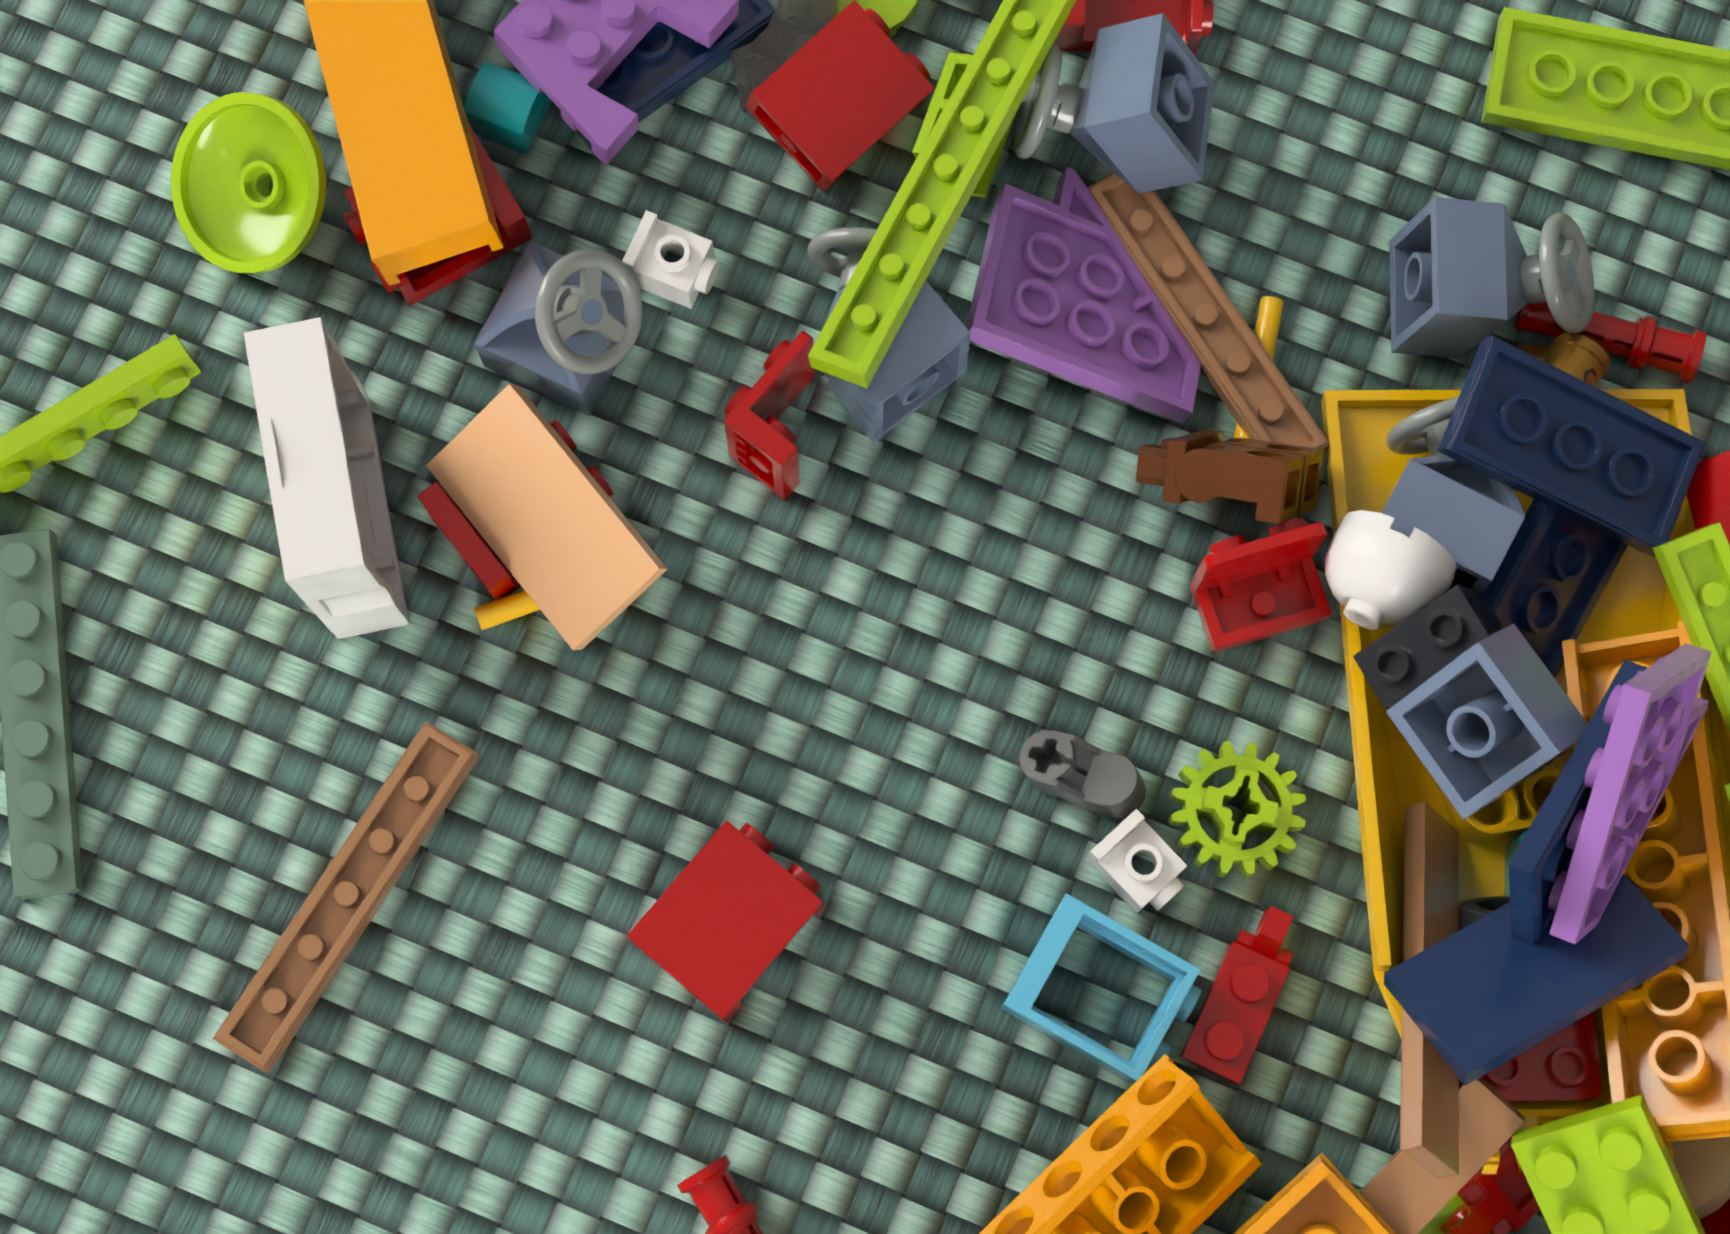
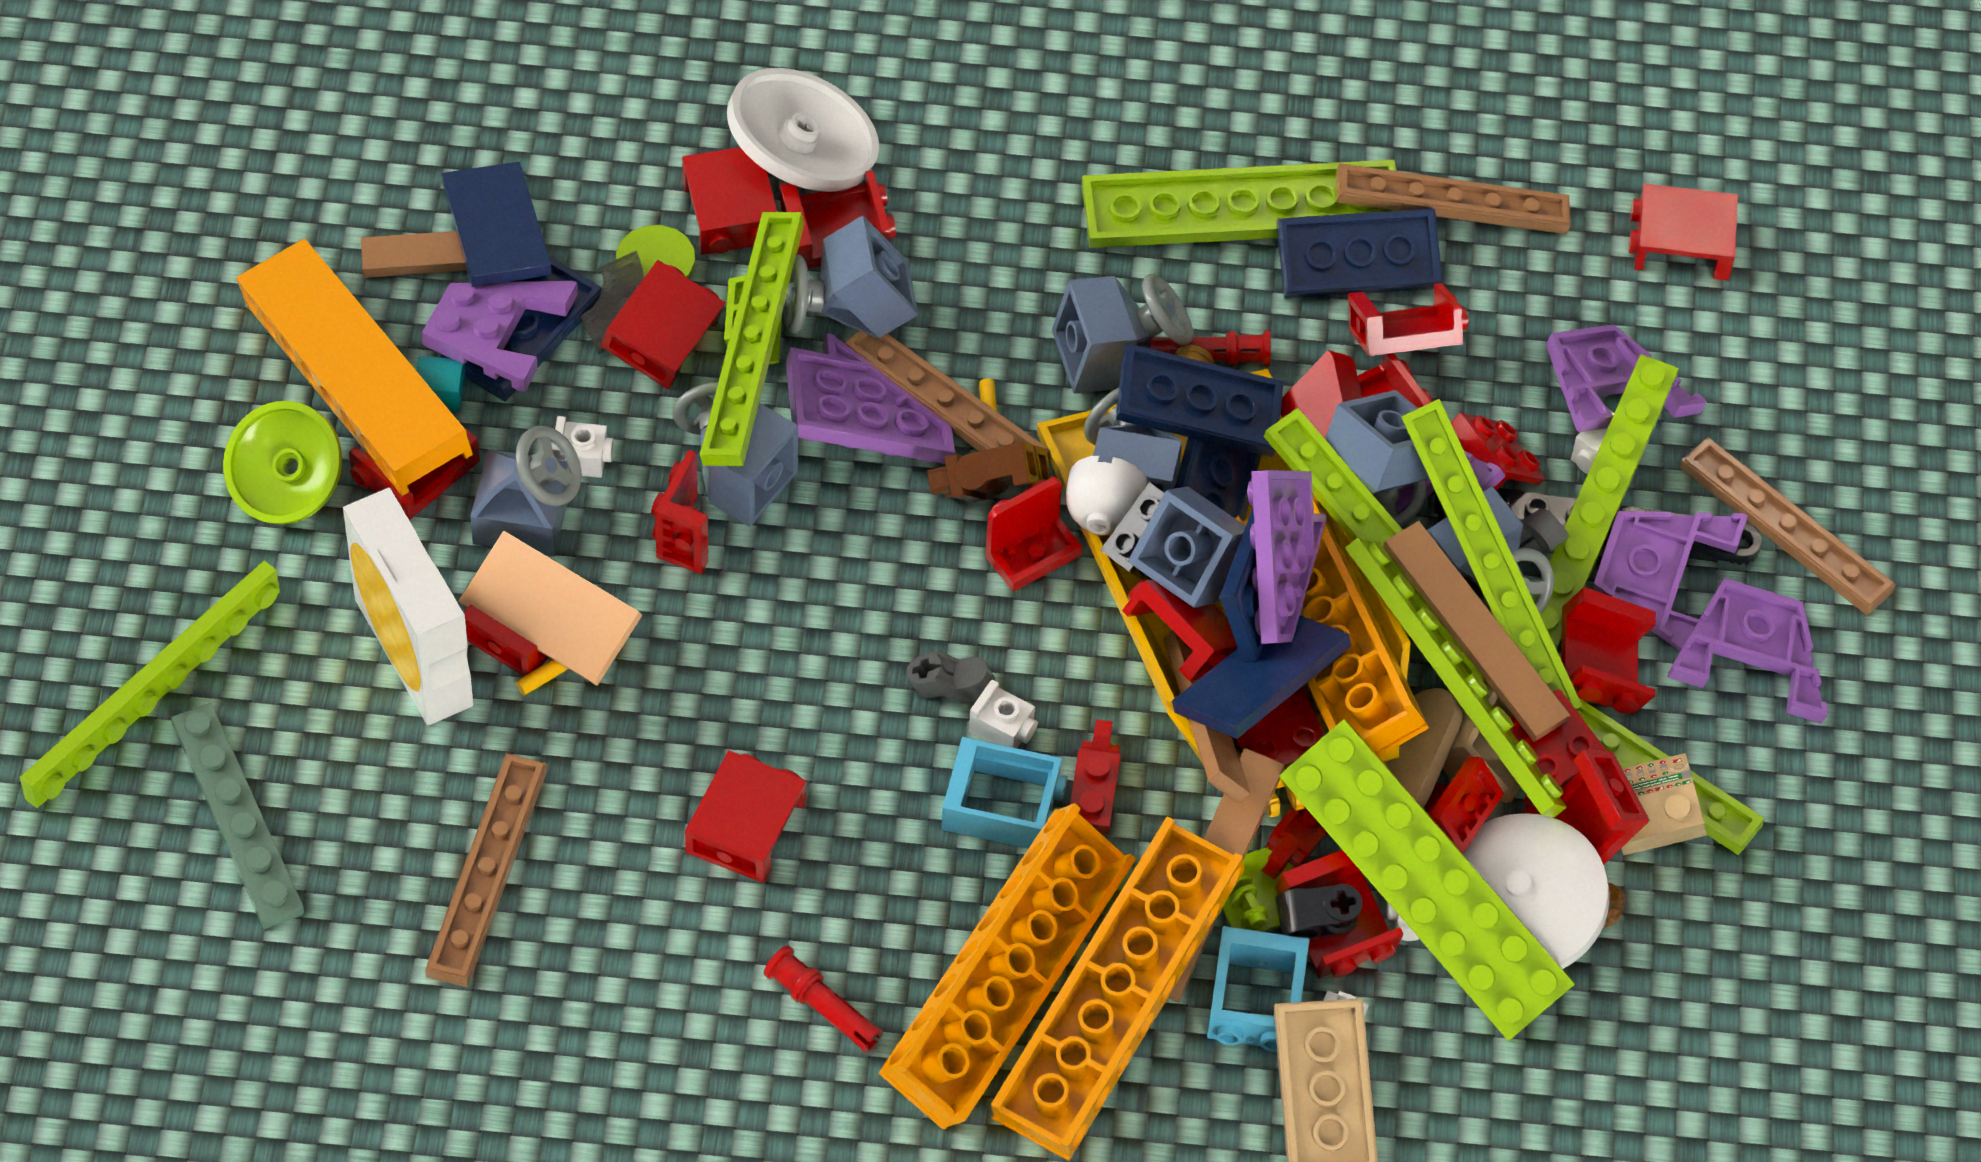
camera: 20 degrees left, 20 degrees down
(1264, 815) = (1077, 667): lime gear -> none
(1466, 854) = (1201, 627): none -> red panel

